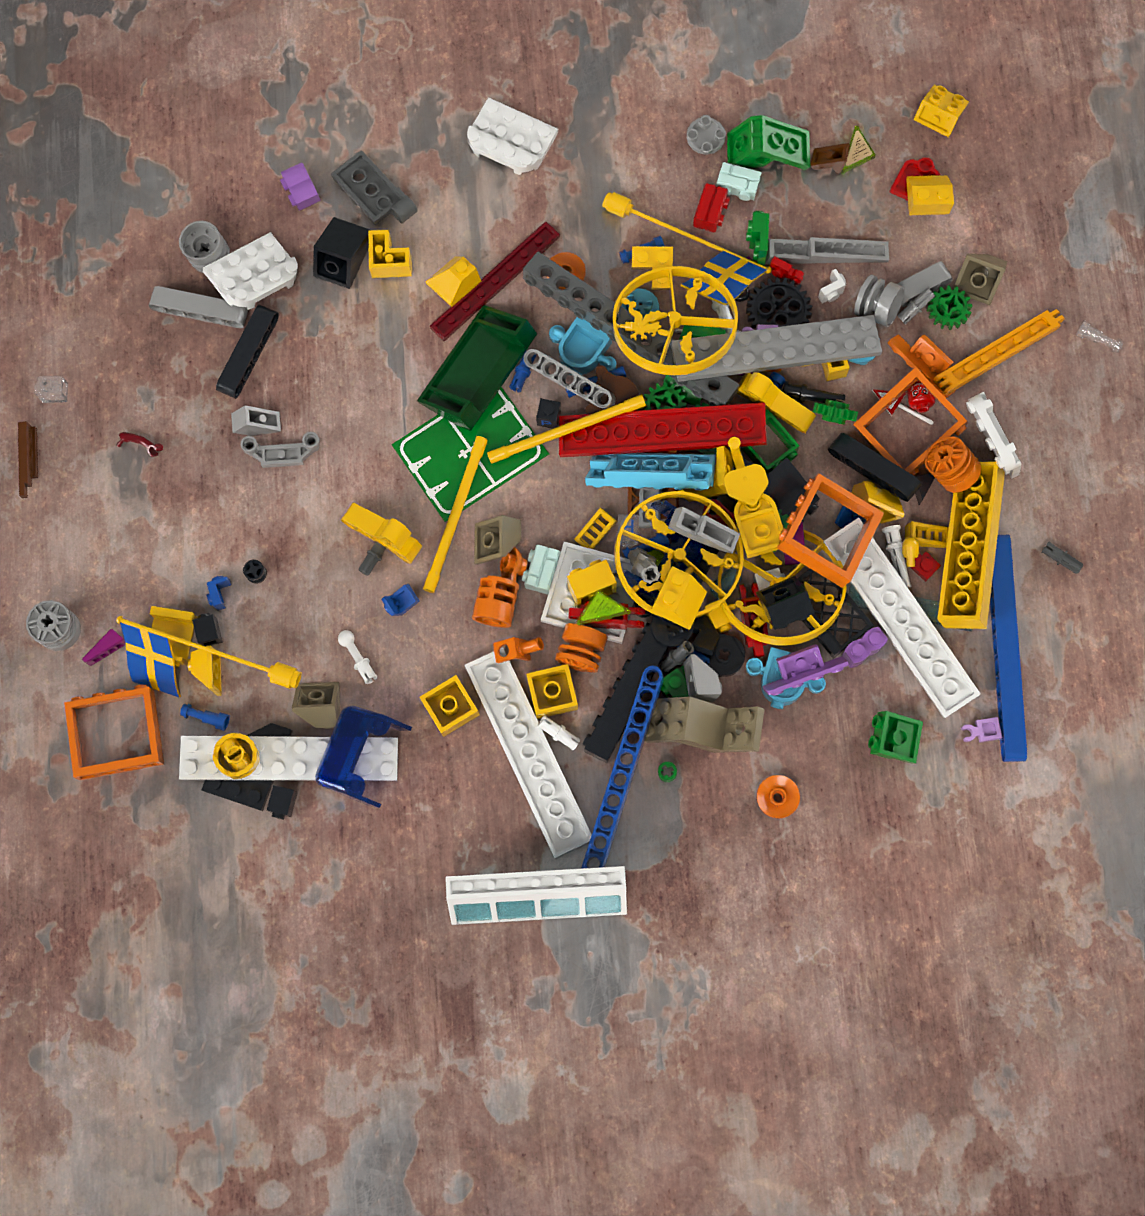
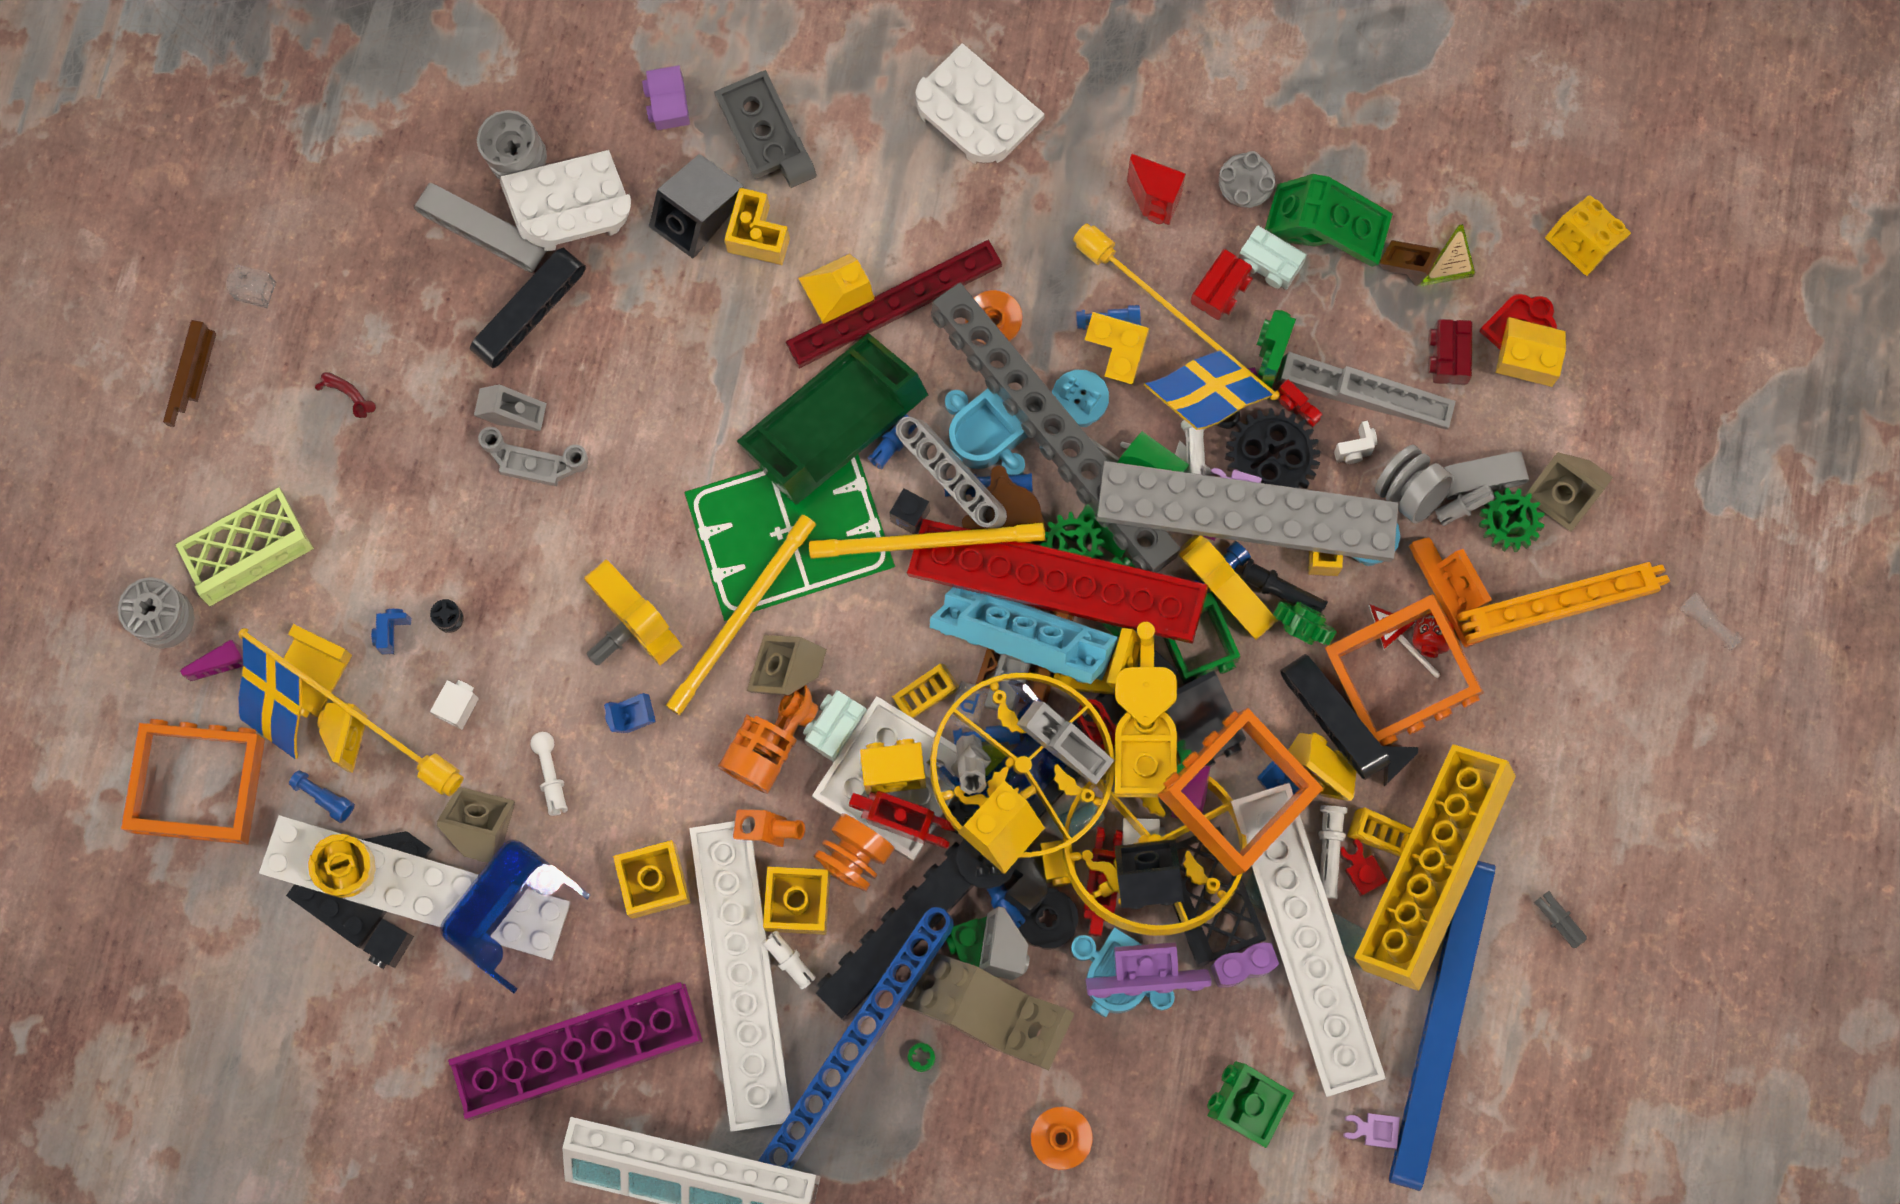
camera: 15 degrees right, 0 degrees up
(109, 574) = (249, 567): none -> yellowish green fence
(207, 630) = (359, 678): black brick -> none
(278, 628) = (455, 703): none -> white brick
(431, 836) = (575, 1051): none -> magenta tile
(601, 608) = (894, 807): clear neon green tile -> none
(641, 325) = (1070, 429): yellow piece -> none
(647, 156) = (1155, 188): none -> red slope
(677, 656) = (981, 902): dark grey axle -> none
(876, 209) = (1451, 351): none -> dark red brick
(910, 550) = (1349, 848): yellow cylinder -> none
(953, 464) = (1443, 746): orange wheel -> none
(995, 437) = (1515, 722): white plate -> none

